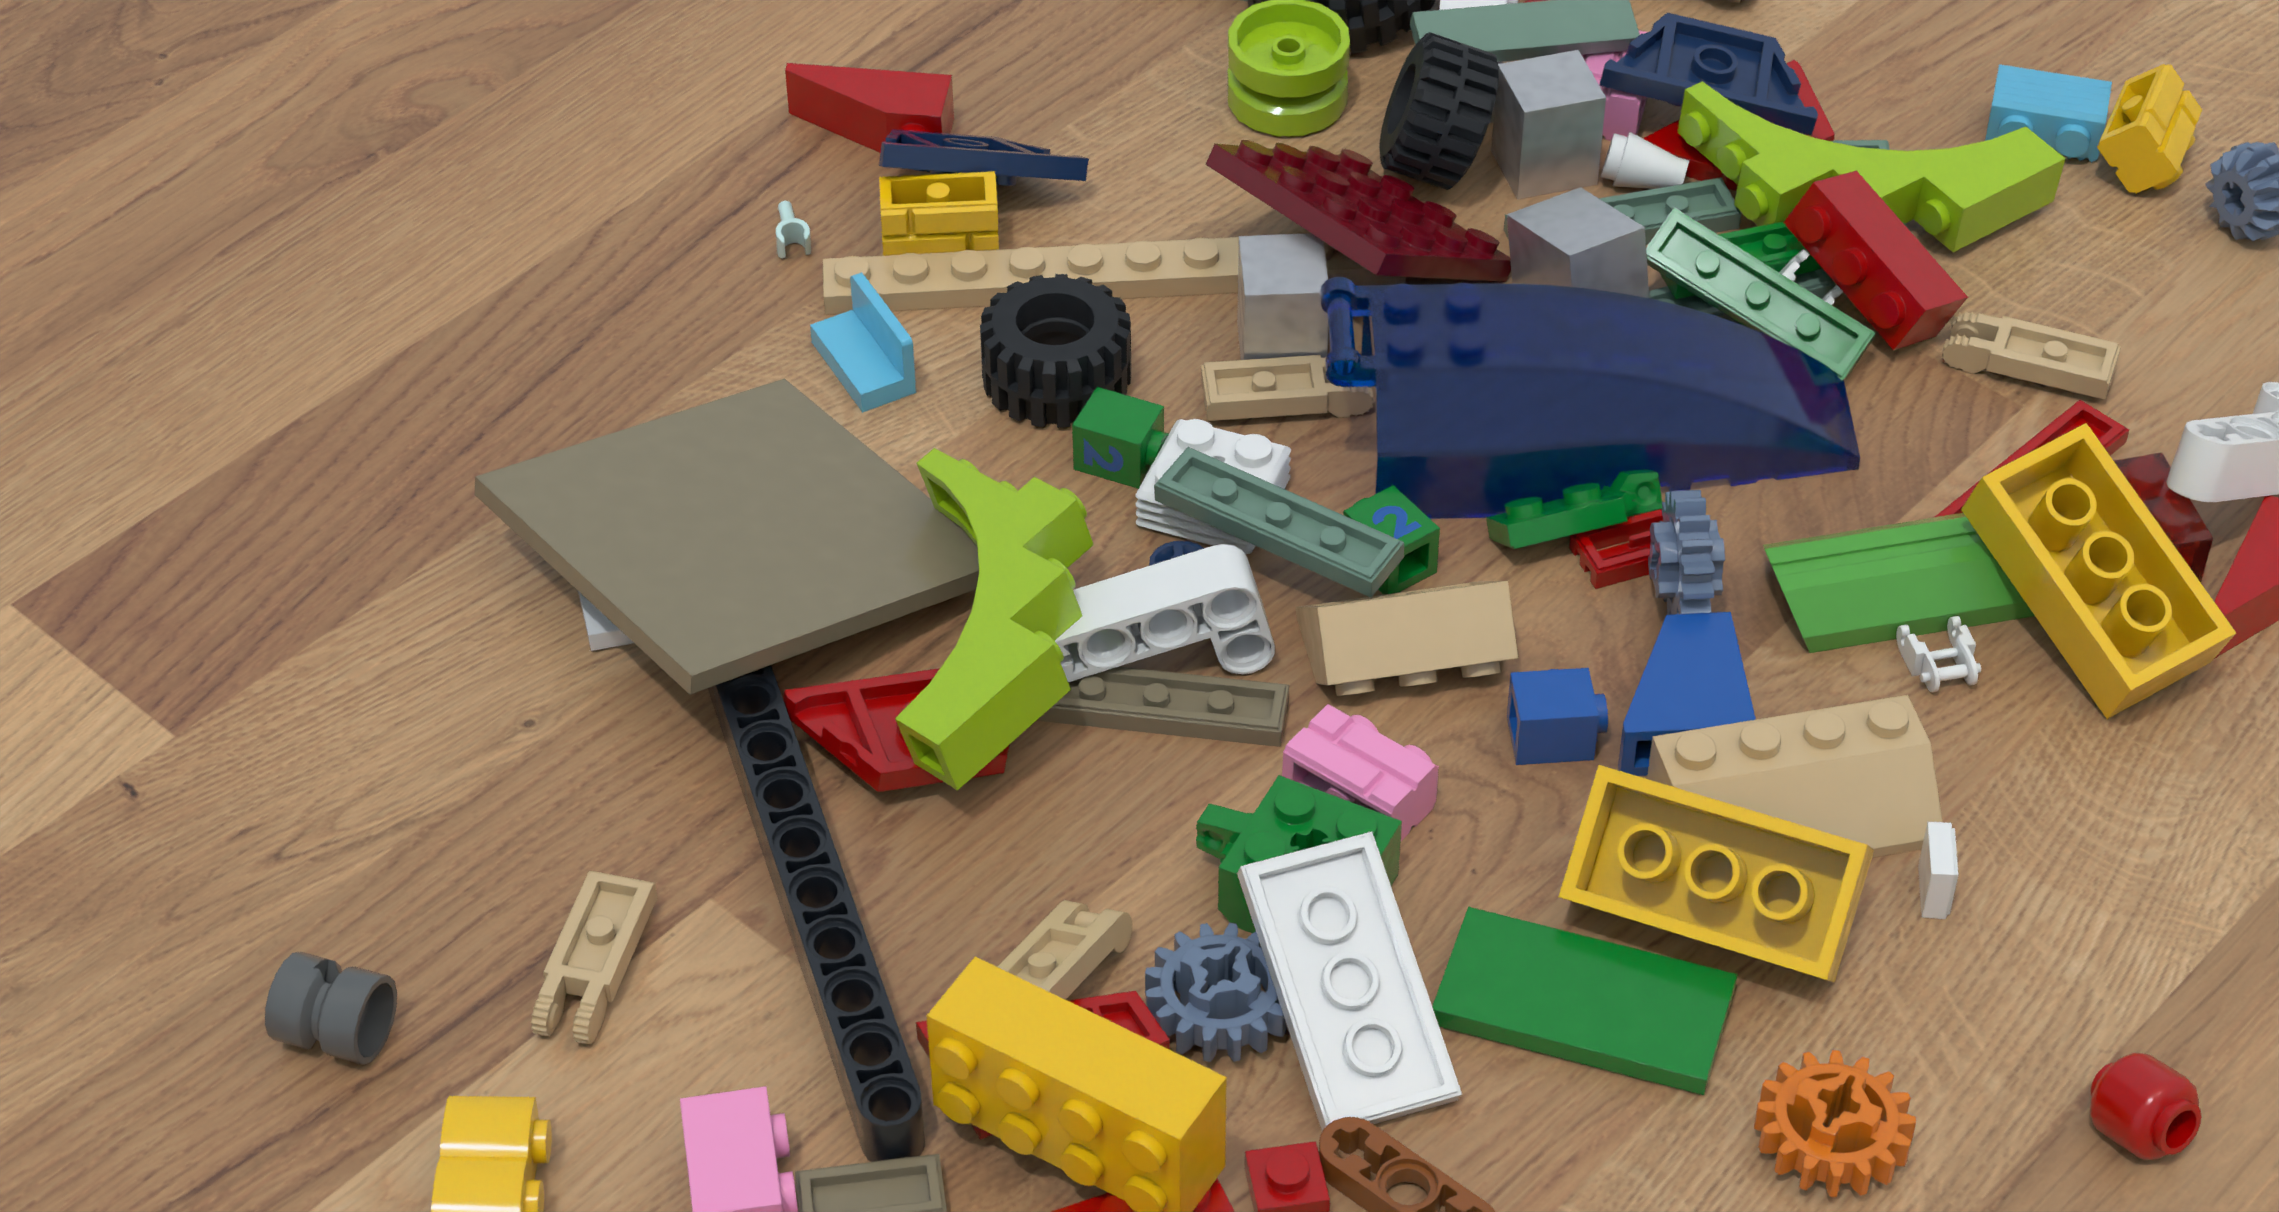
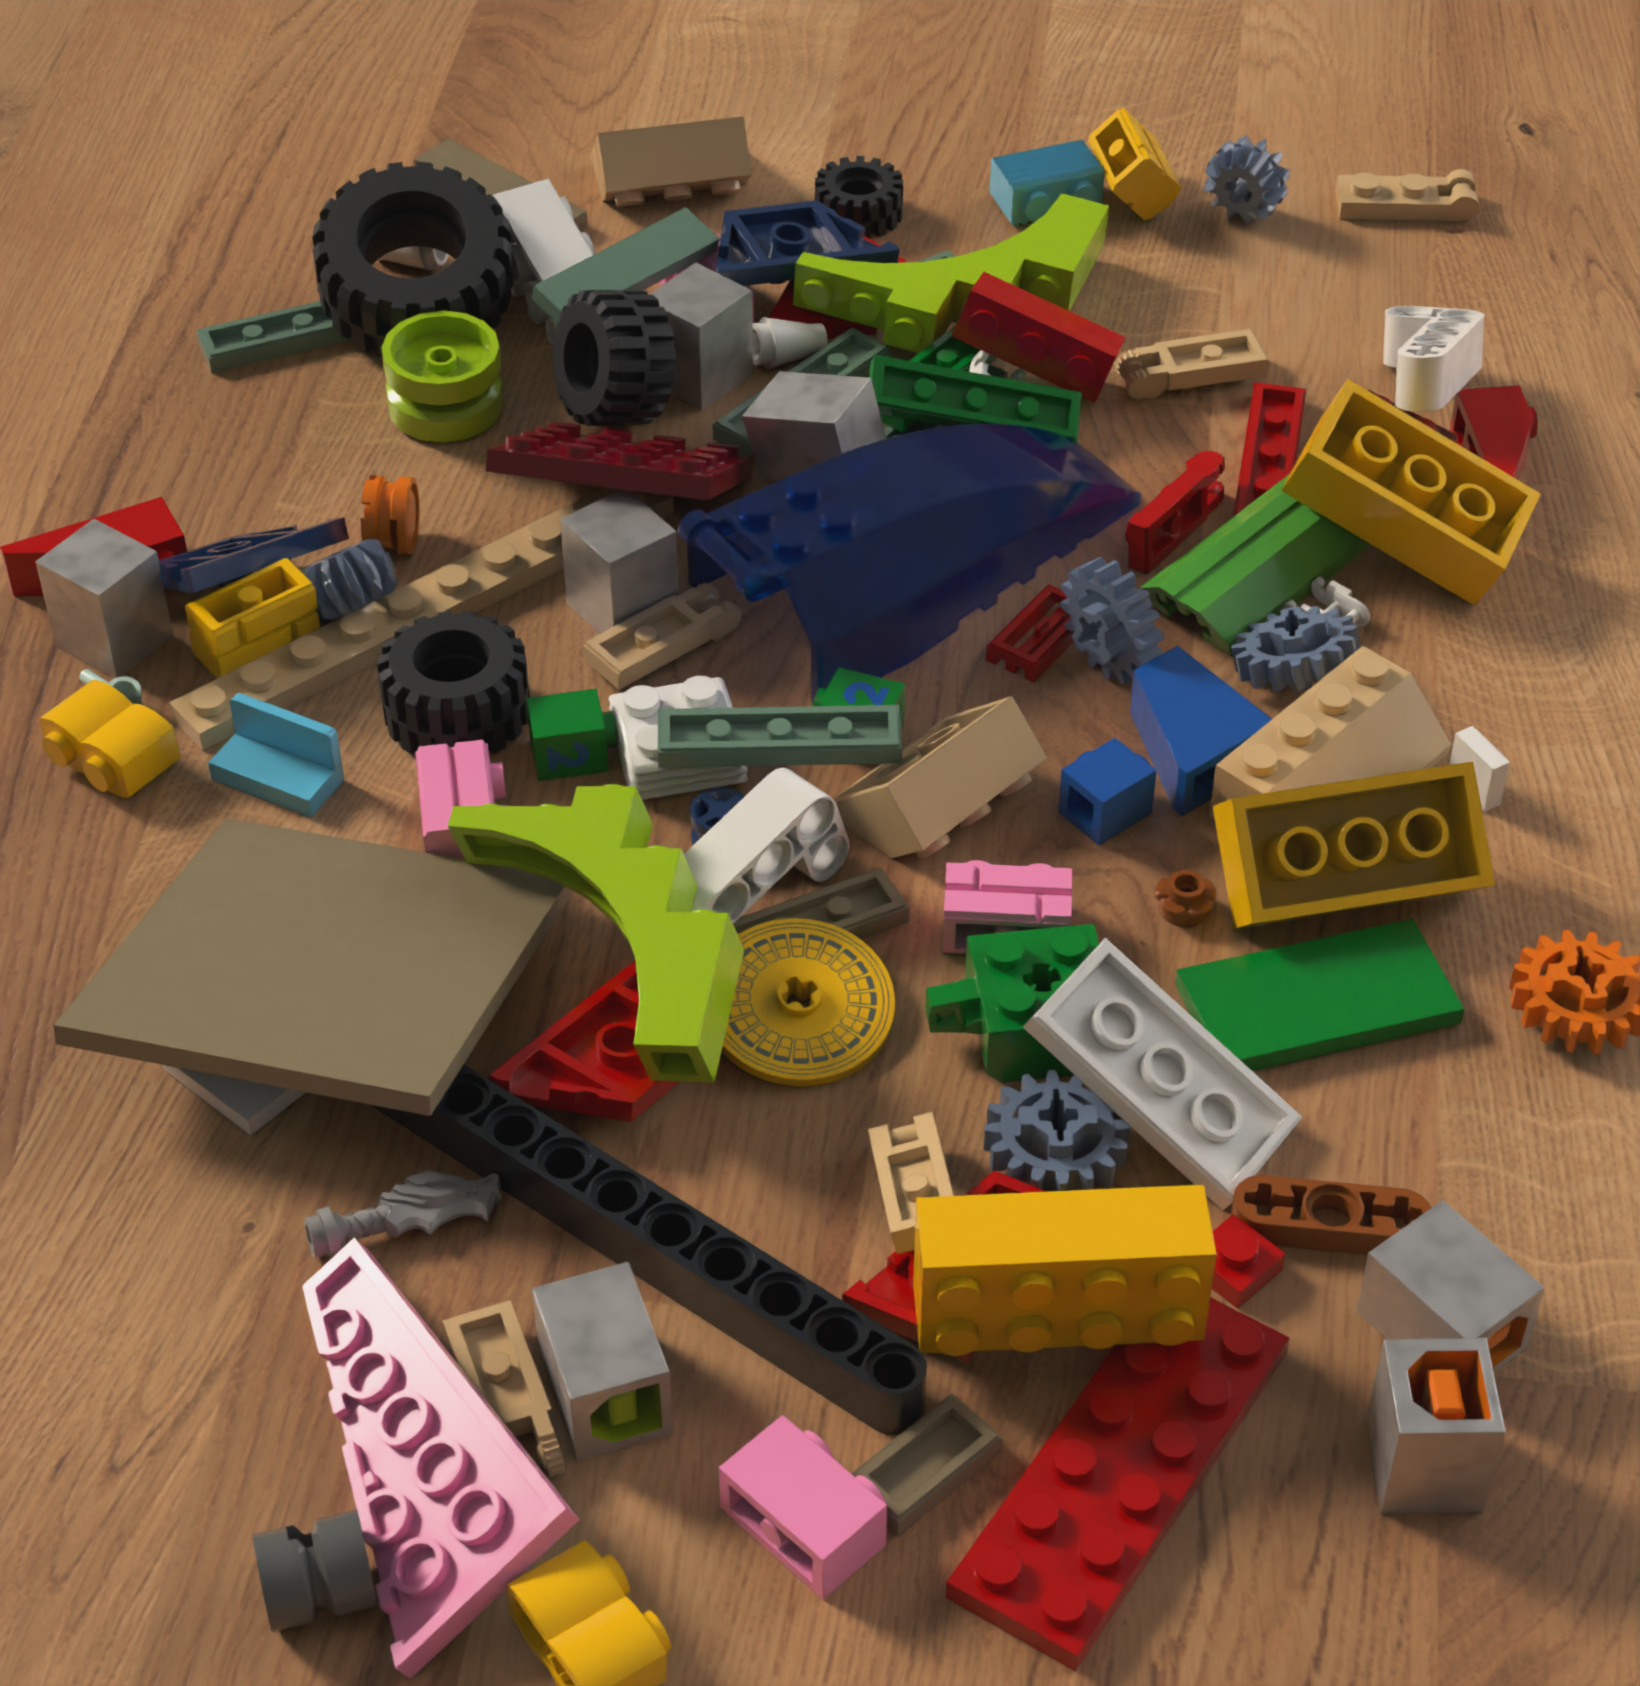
camera: 35 degrees left, 0 degrees up
(484, 984) = (428, 1461): none -> bright pink wing
(658, 771) = (420, 1203): none -> light grey piece
(674, 968) = (603, 1361): none -> flat silver piece
(746, 268) = (109, 739): none -> yellow brick
(831, 144) = (105, 598): none -> flat silver piece
(988, 434) = (451, 779): none -> bright pink brick
(1045, 216) = (351, 578): none -> sand blue gear
(1136, 174) = (391, 513): none -> orange wheel
(1156, 783) = (847, 1009): none -> yellow piece
(1542, 849) = (1185, 898): none -> dark orange plate
(1581, 510) = (980, 629): green hinge -> none
(1846, 52) = (862, 193): none -> black tyre
(1857, 667) = (1294, 648): none -> sand blue gear
(1871, 489) = (1175, 512): none -> red hinge

